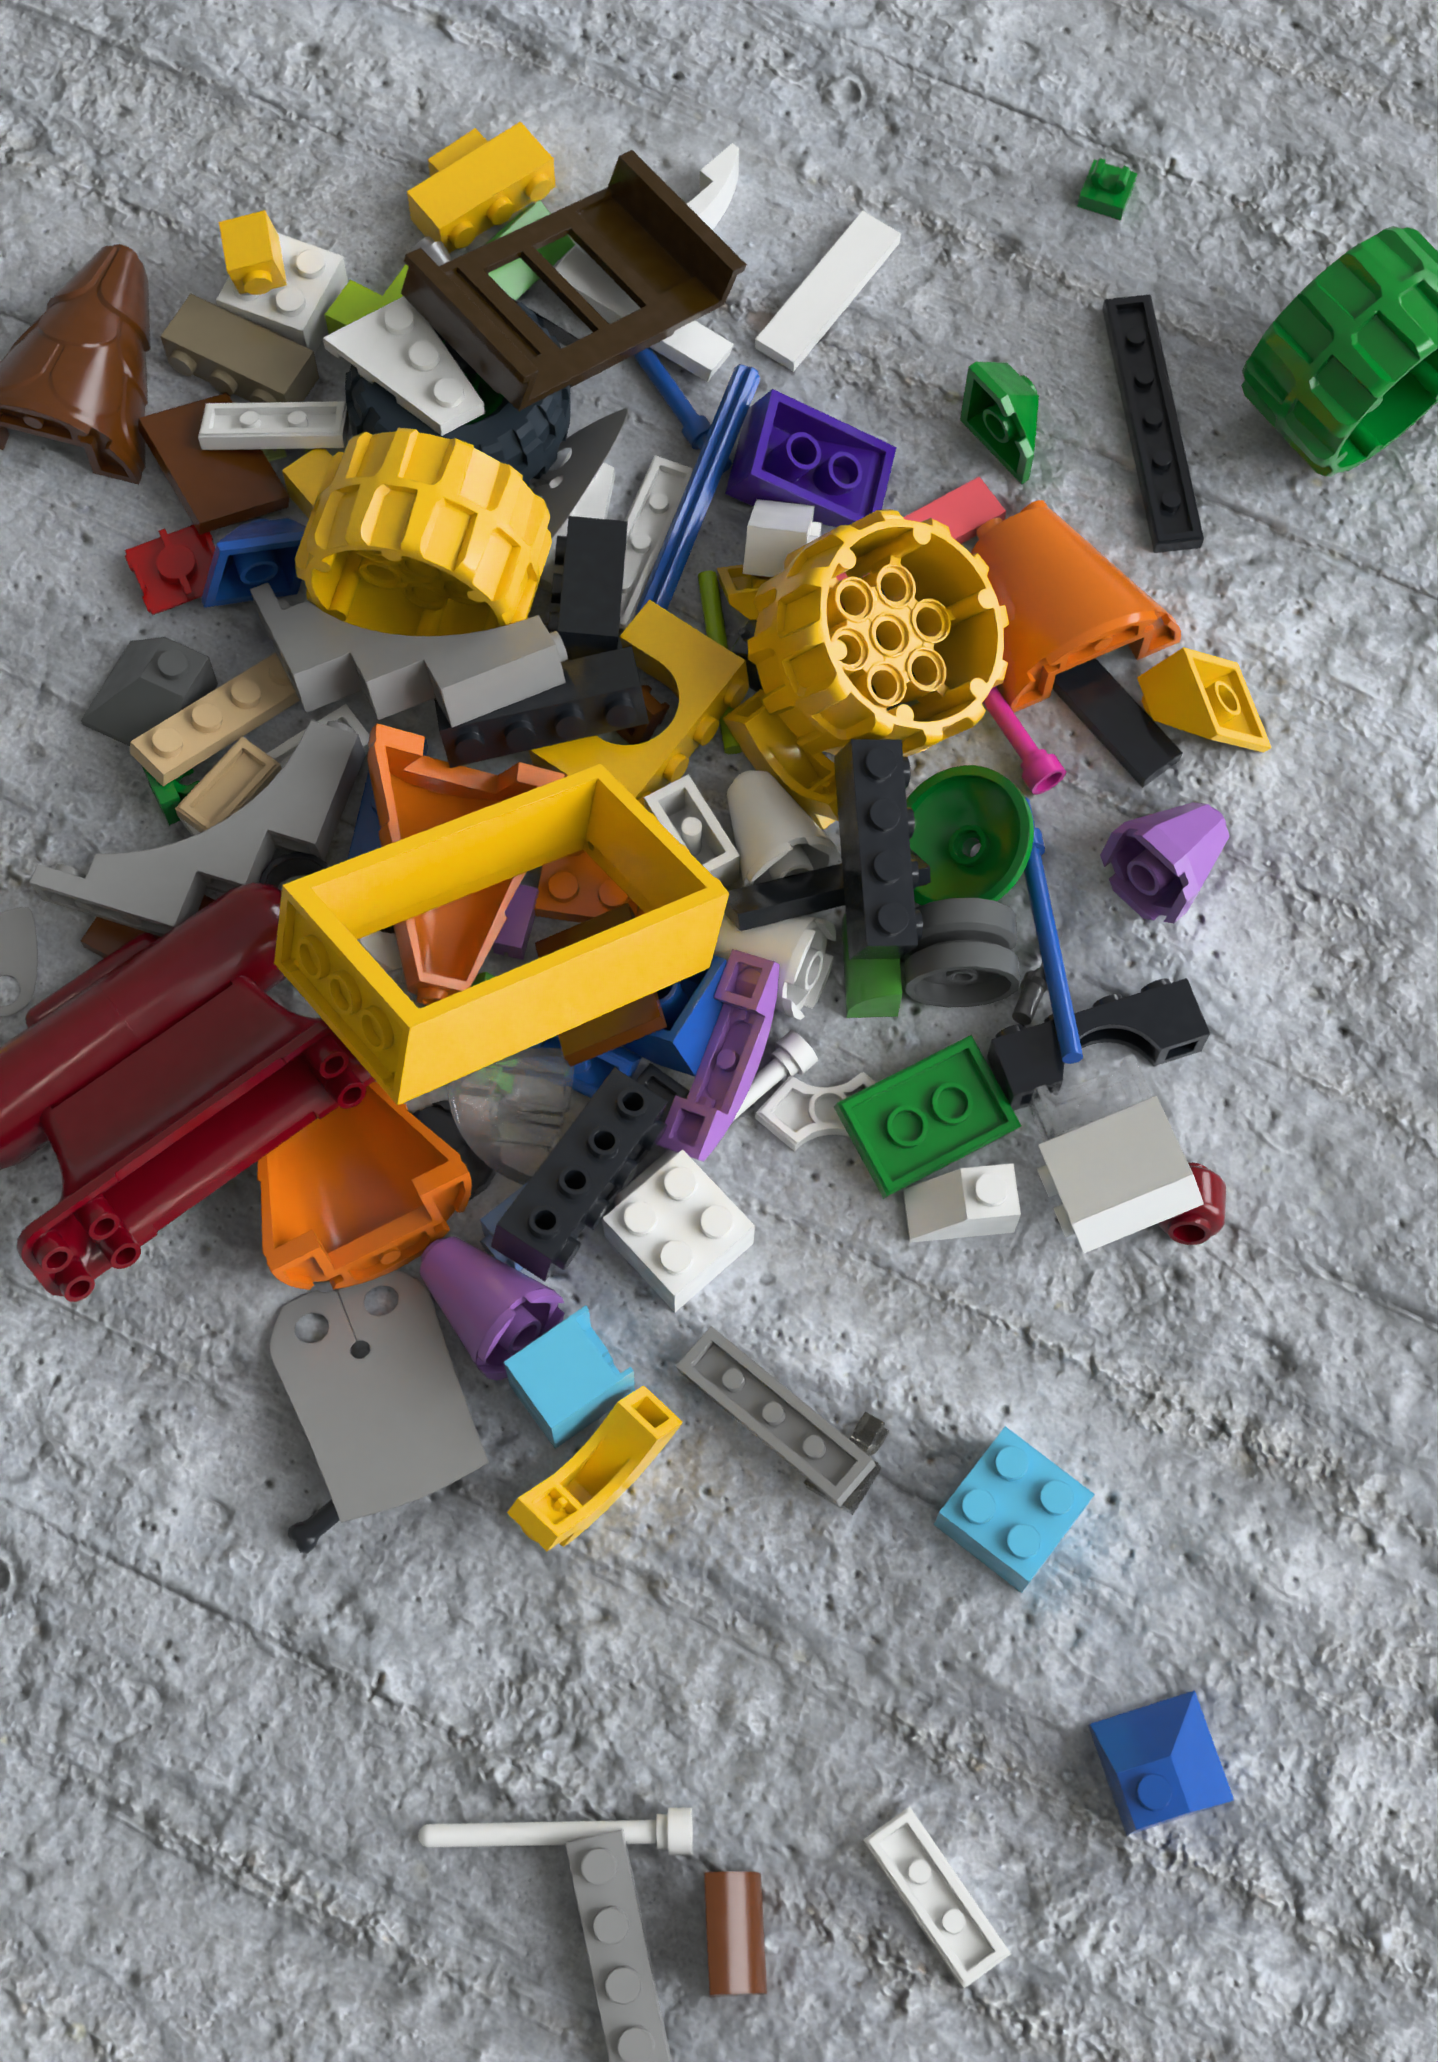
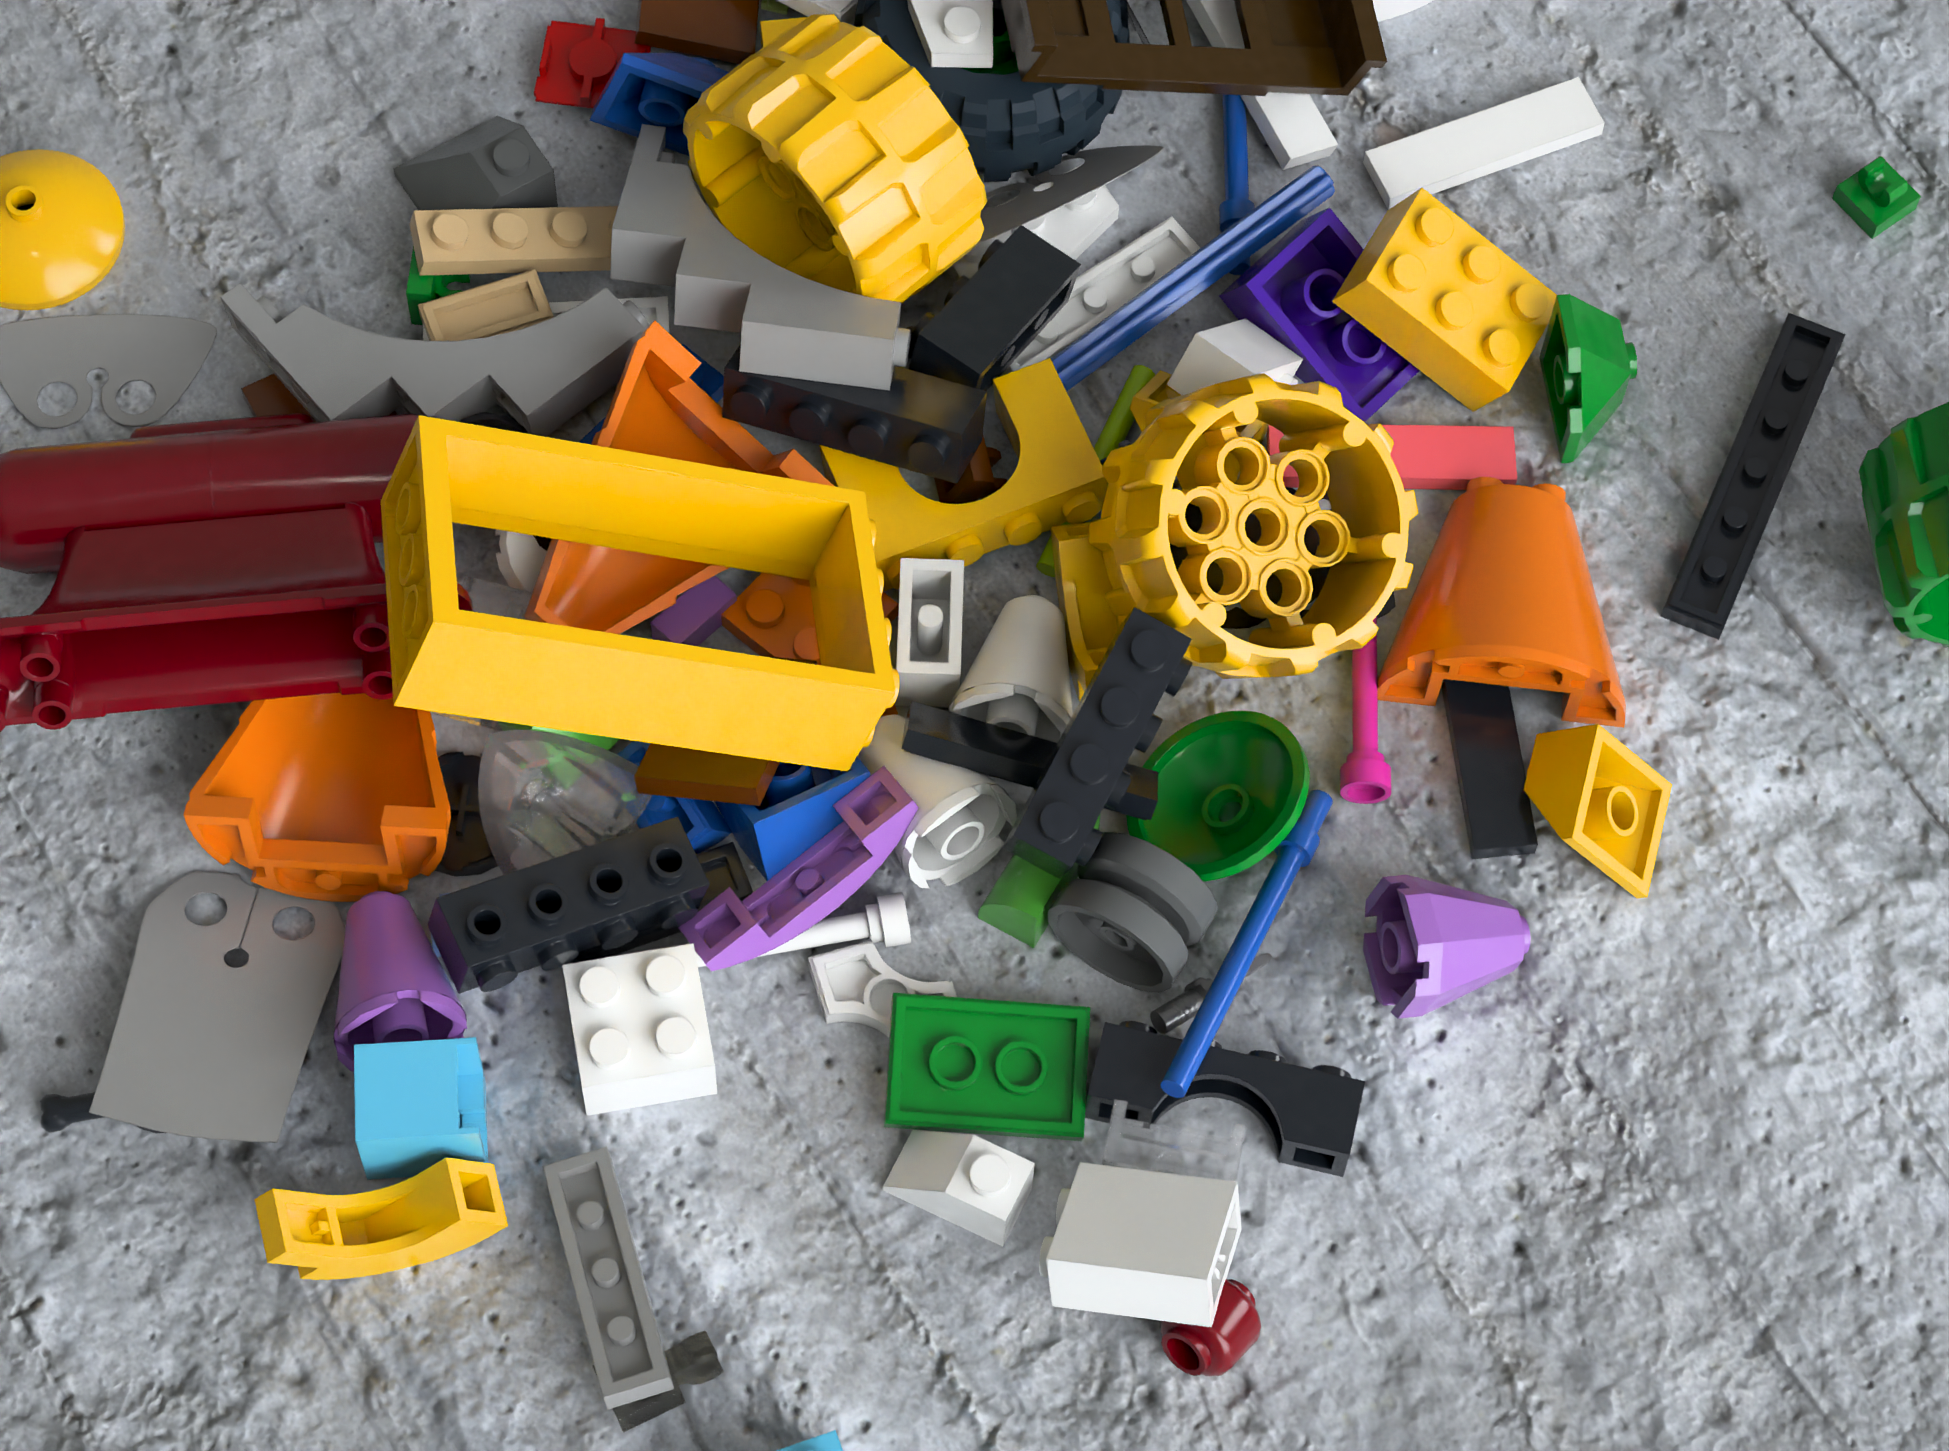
camera: 30 degrees right, 5 degrees down
(887, 411) = (1447, 300): none -> yellow brick

